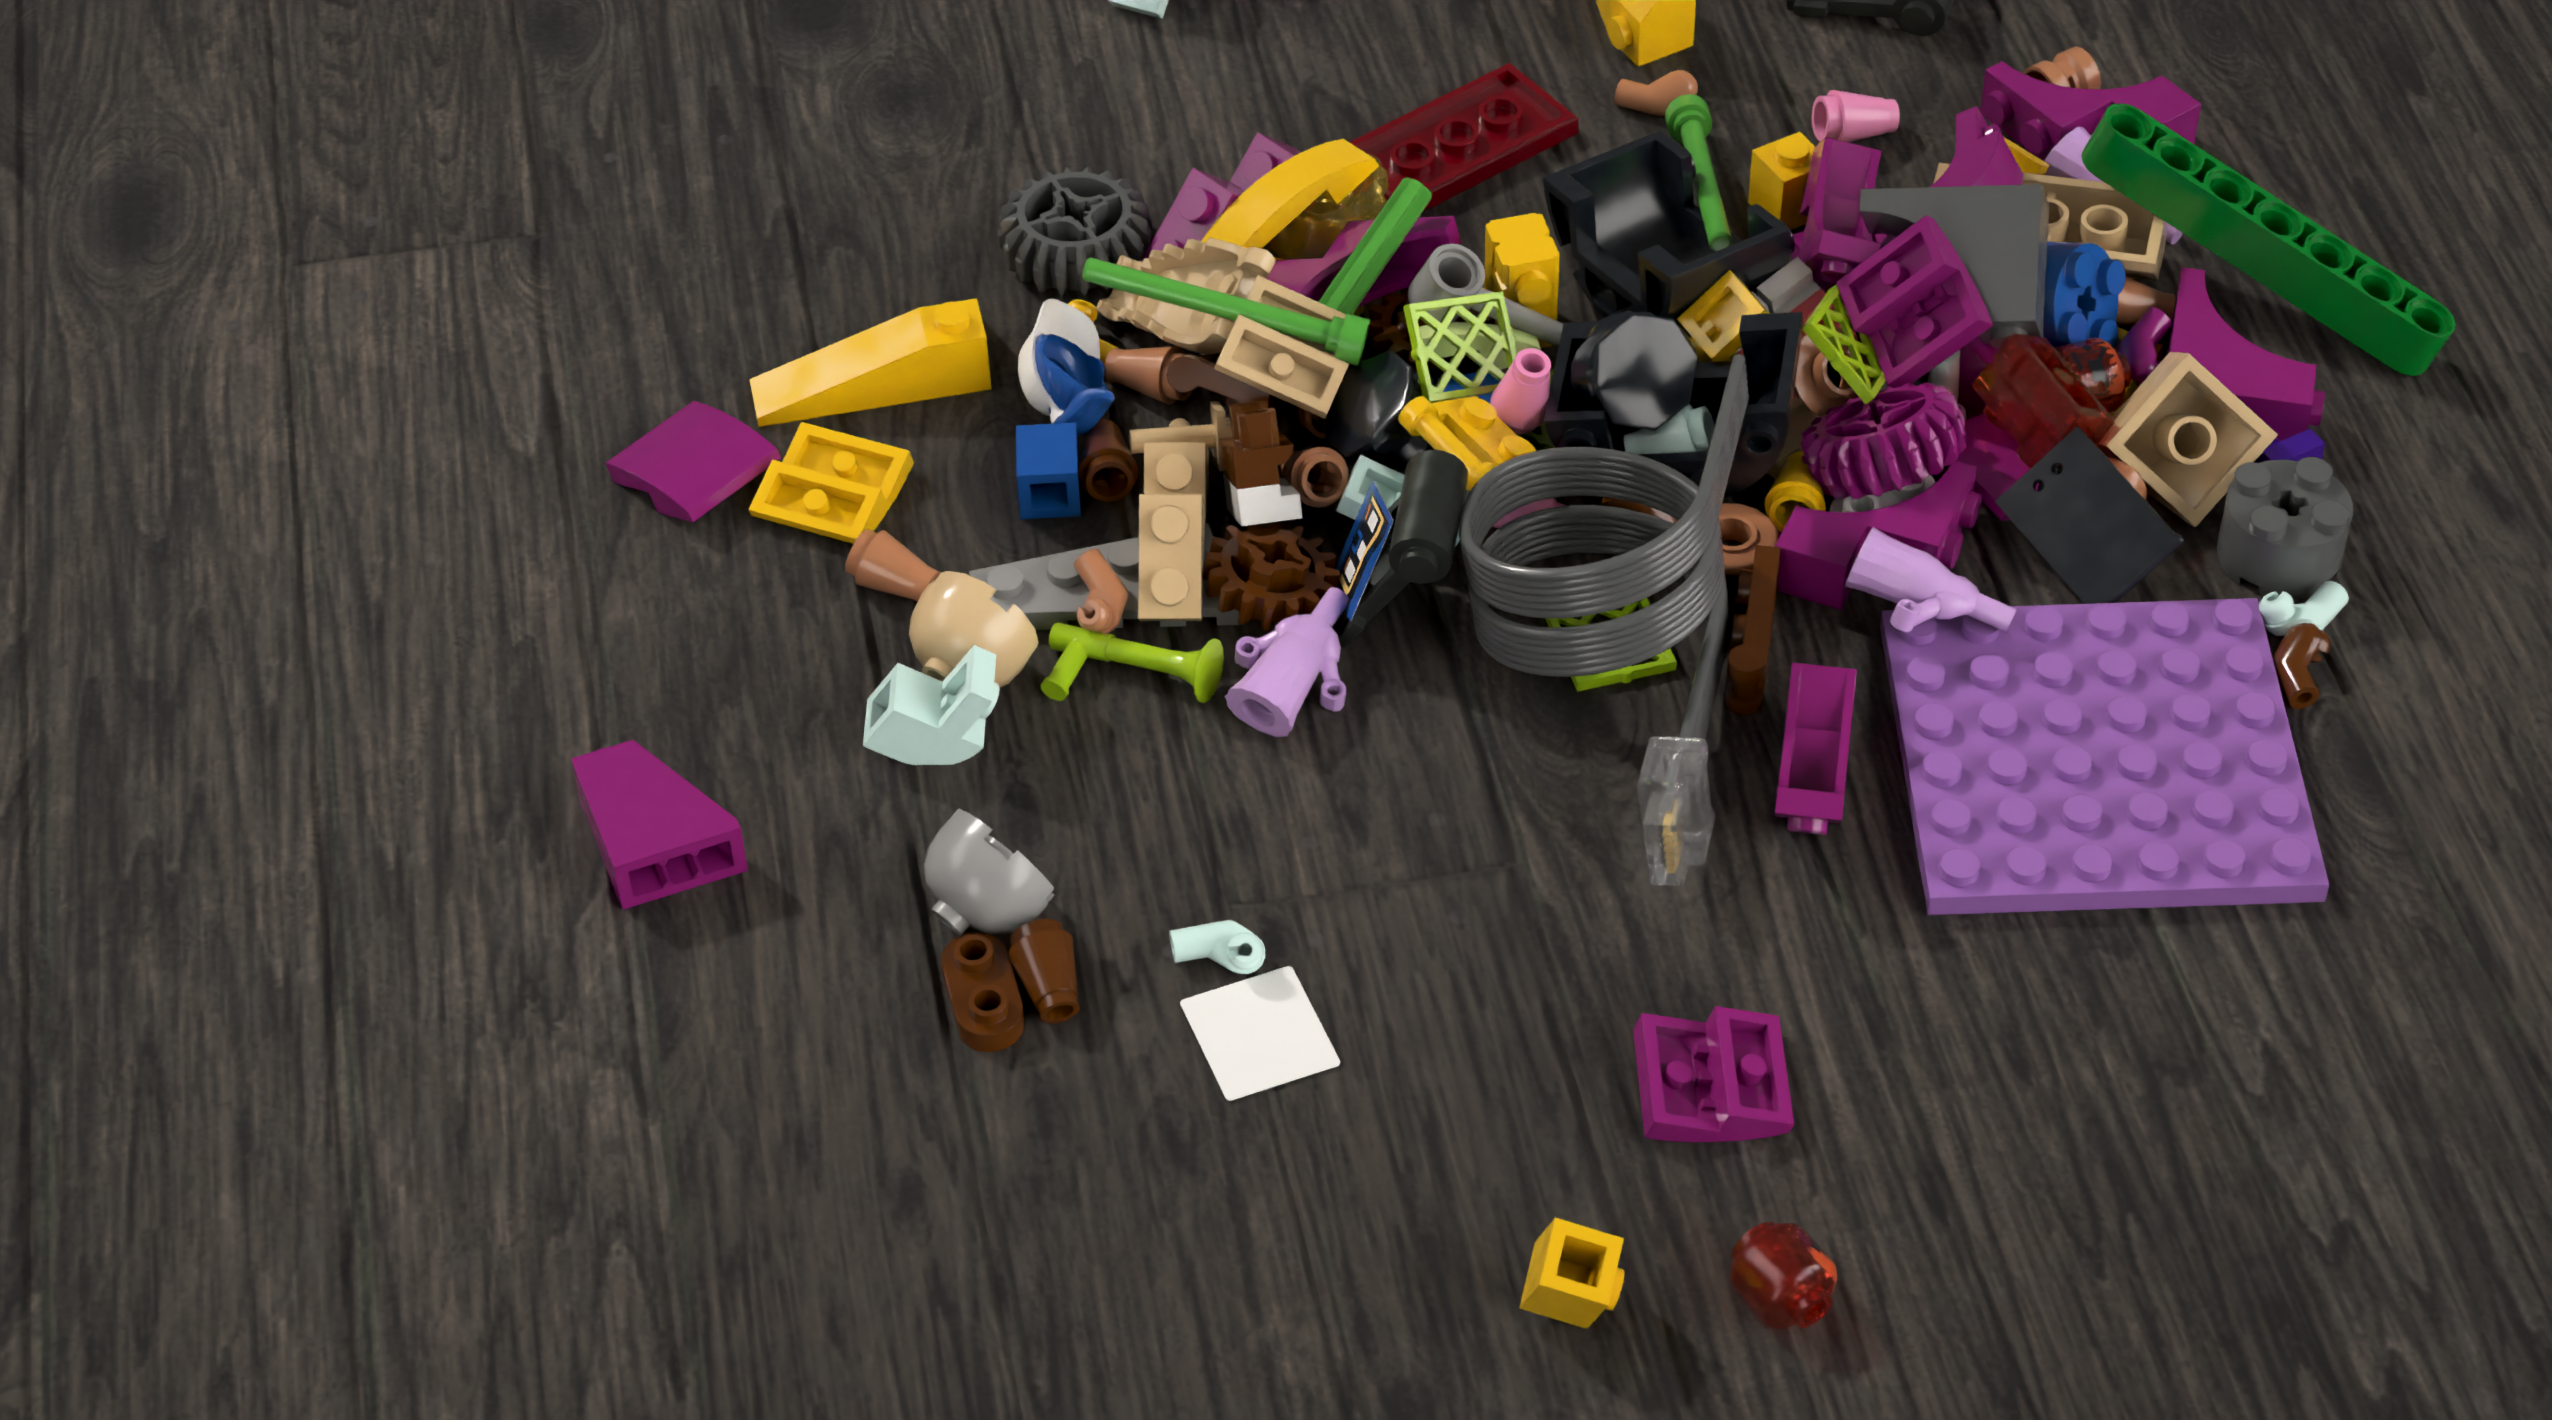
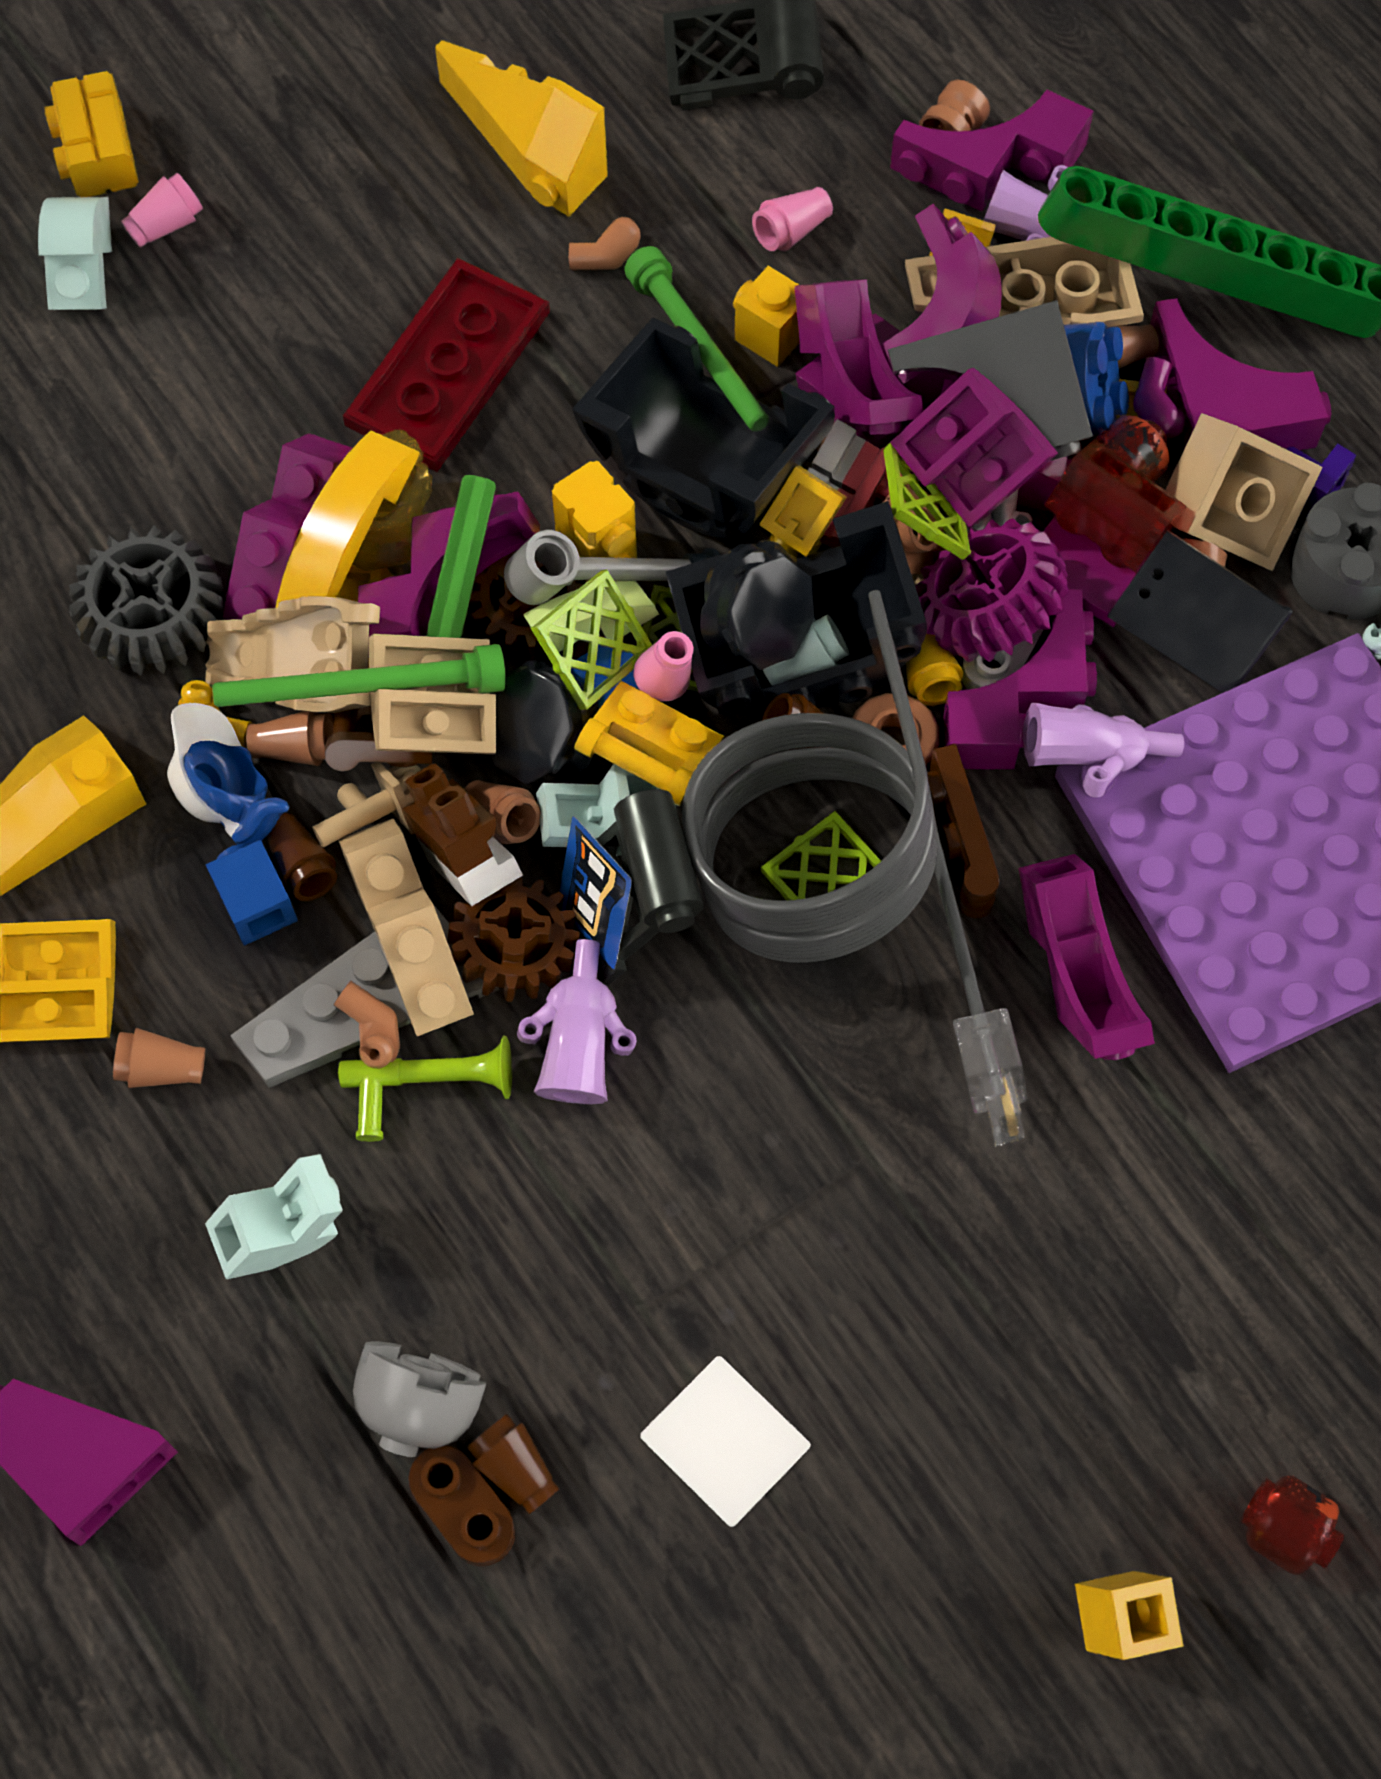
camera: 25 degrees left, 20 degrees up
(958, 614) = (271, 1128): tan cylinder -> none
(1221, 942) = (654, 1362): light aqua arm -> none
(1712, 1077) = (1135, 1329): magenta slope -> none

